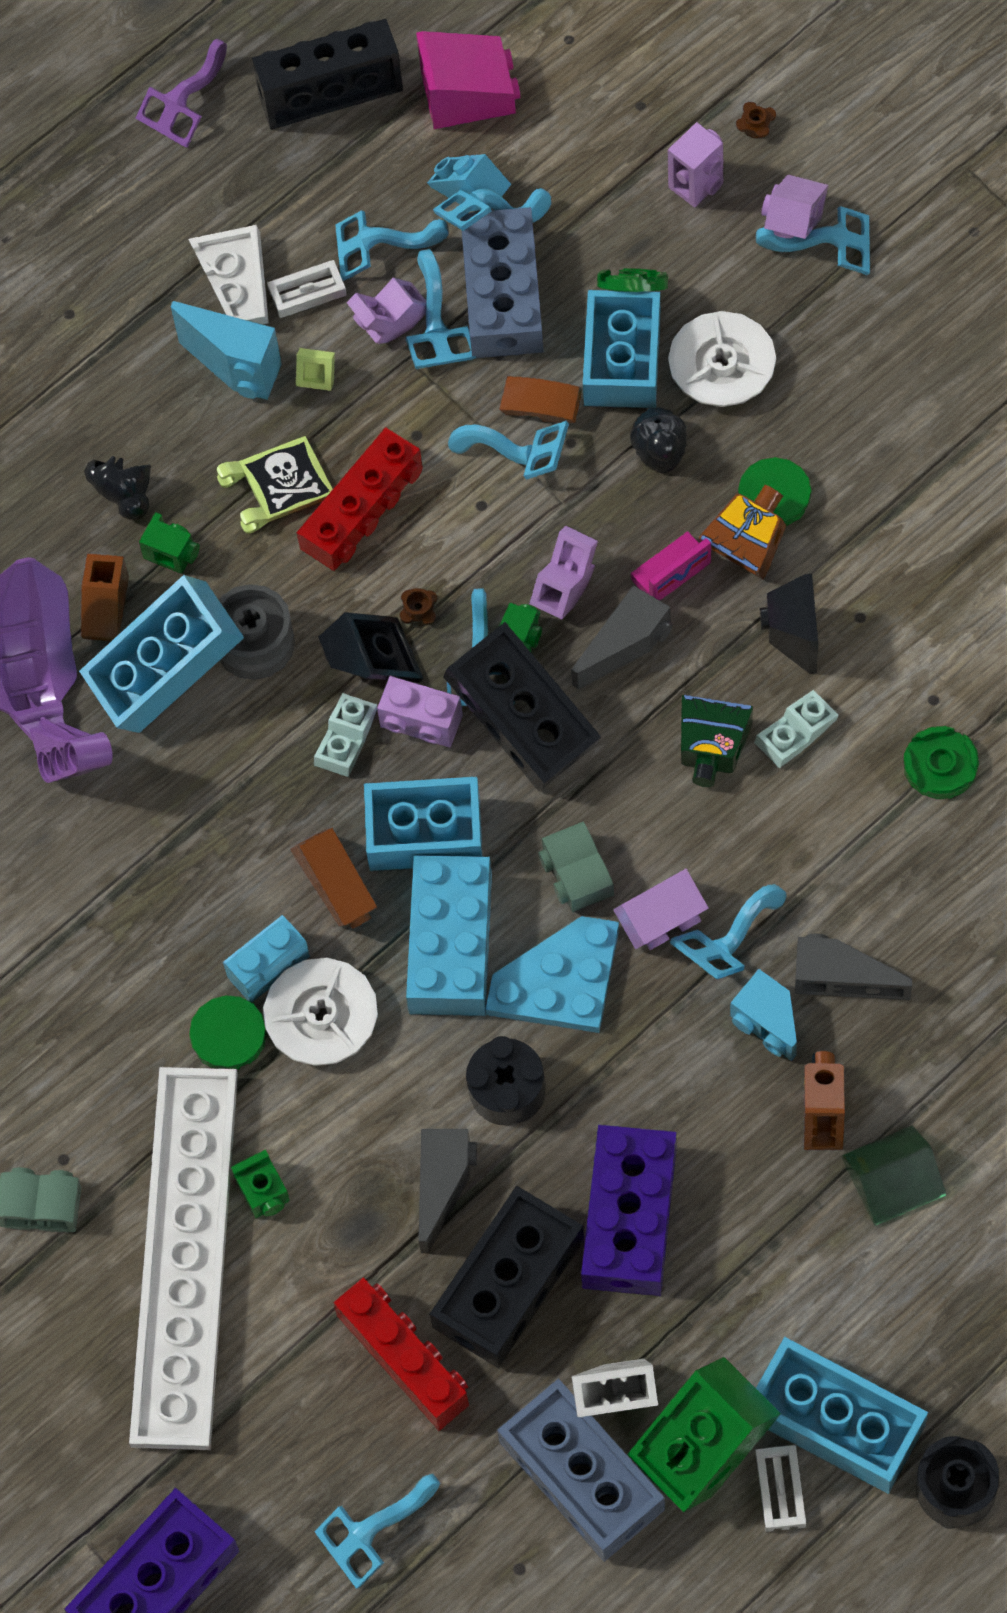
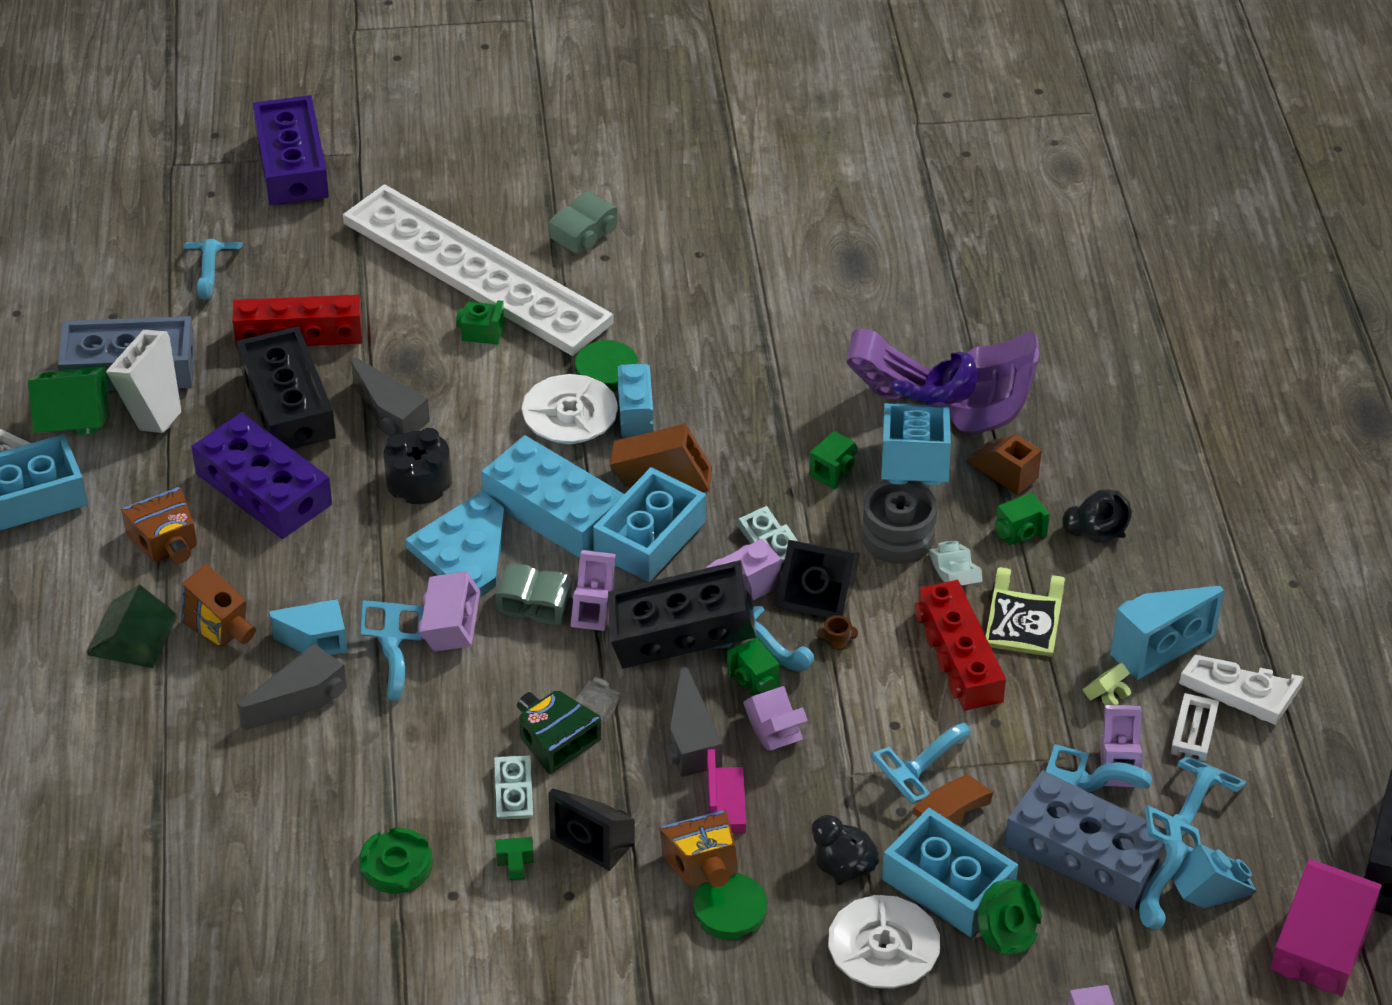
camera: 120 degrees right, 20 degrees down
(53, 687) = (946, 383): none -> dark purple hair
(208, 742) = (832, 459): none -> green brick
(269, 558) = (954, 563): none -> light aqua slope
(544, 812) = (590, 598): none -> lavender brick
(650, 737) = (599, 698): none -> clear tile
(759, 1244) = (161, 526): none -> dark orange torso
(865, 669) = (514, 853): none -> green tile

